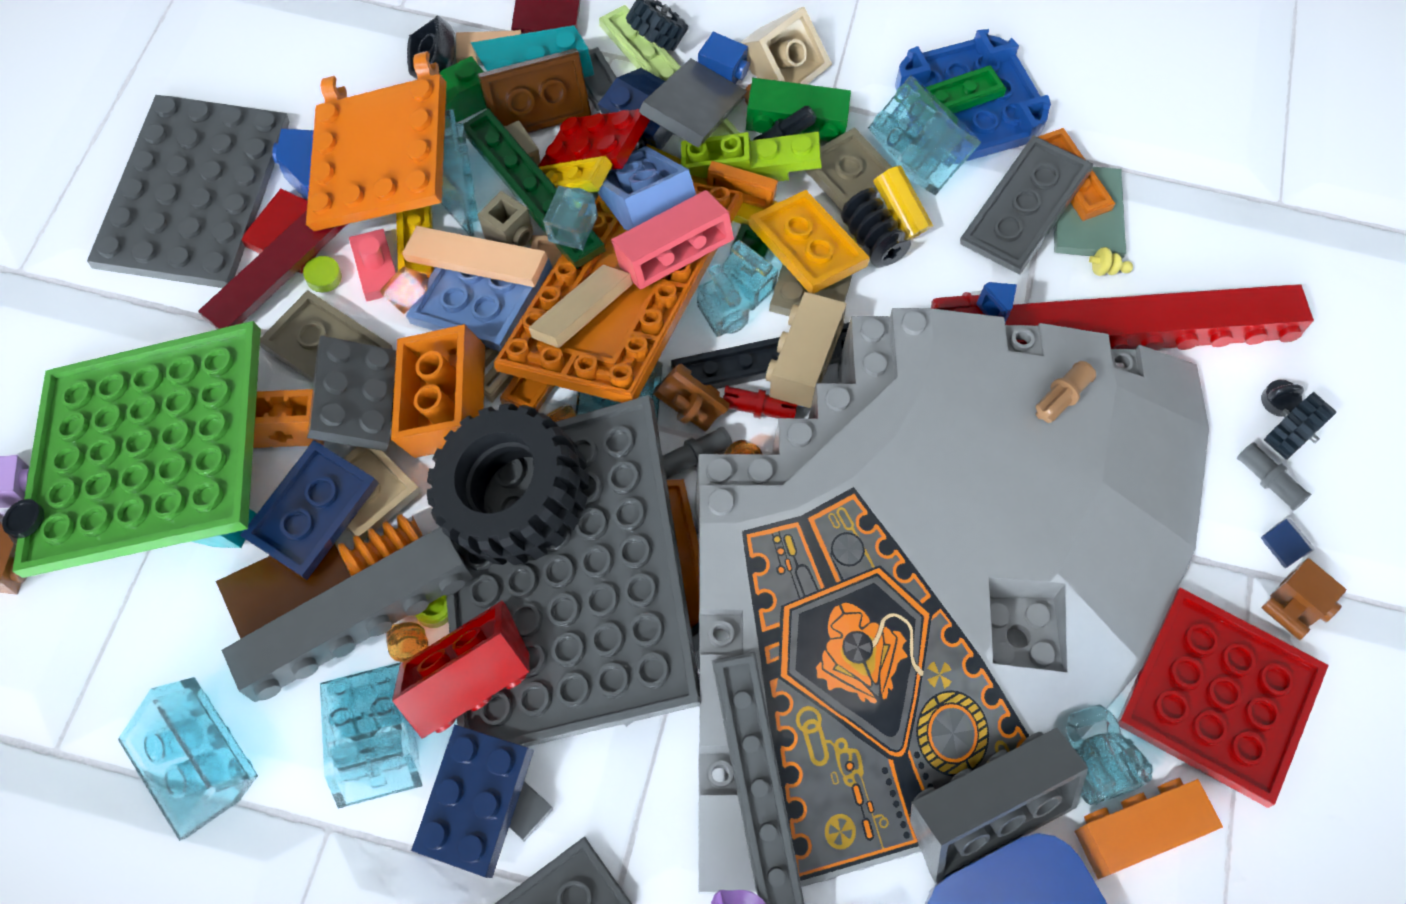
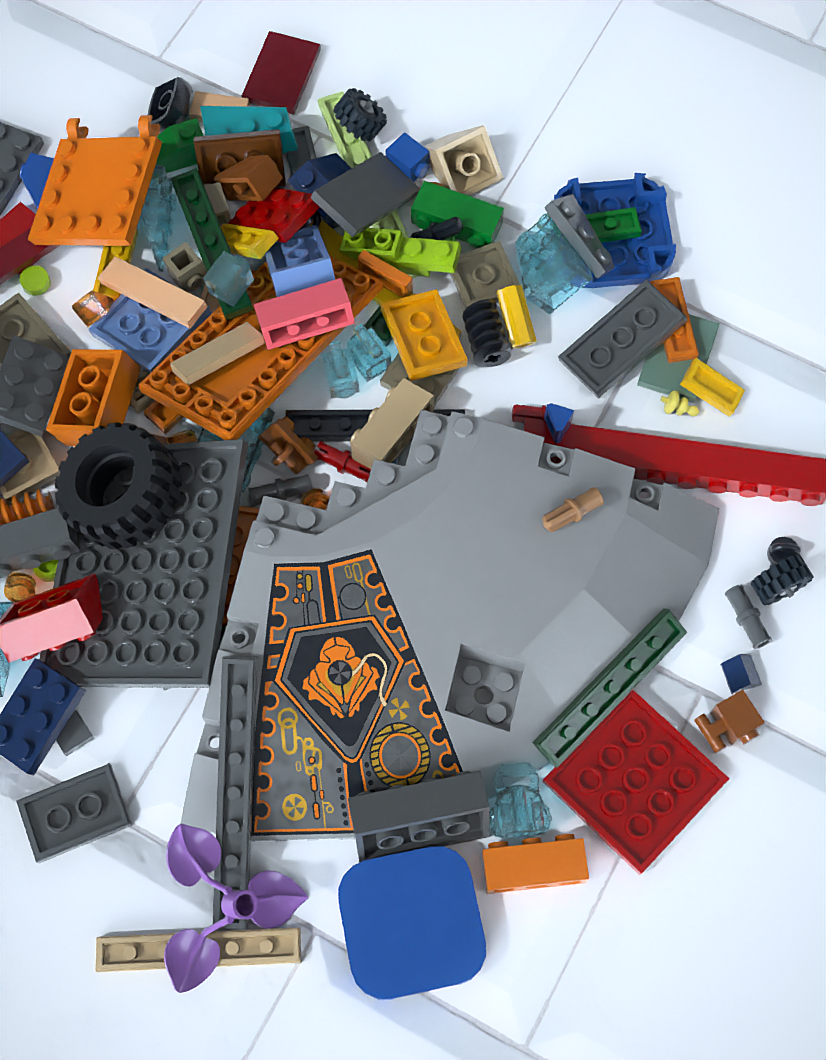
camera: 20 degrees right, 5 degrees up
(372, 262) = (76, 277): coral tile -> none
(553, 110) = (249, 179): none -> dark orange slope
(951, 100) = (580, 234): none -> dark grey wing
(1140, 236) = (712, 387): none -> yellow tile
(1158, 594) = (609, 687): none -> tile

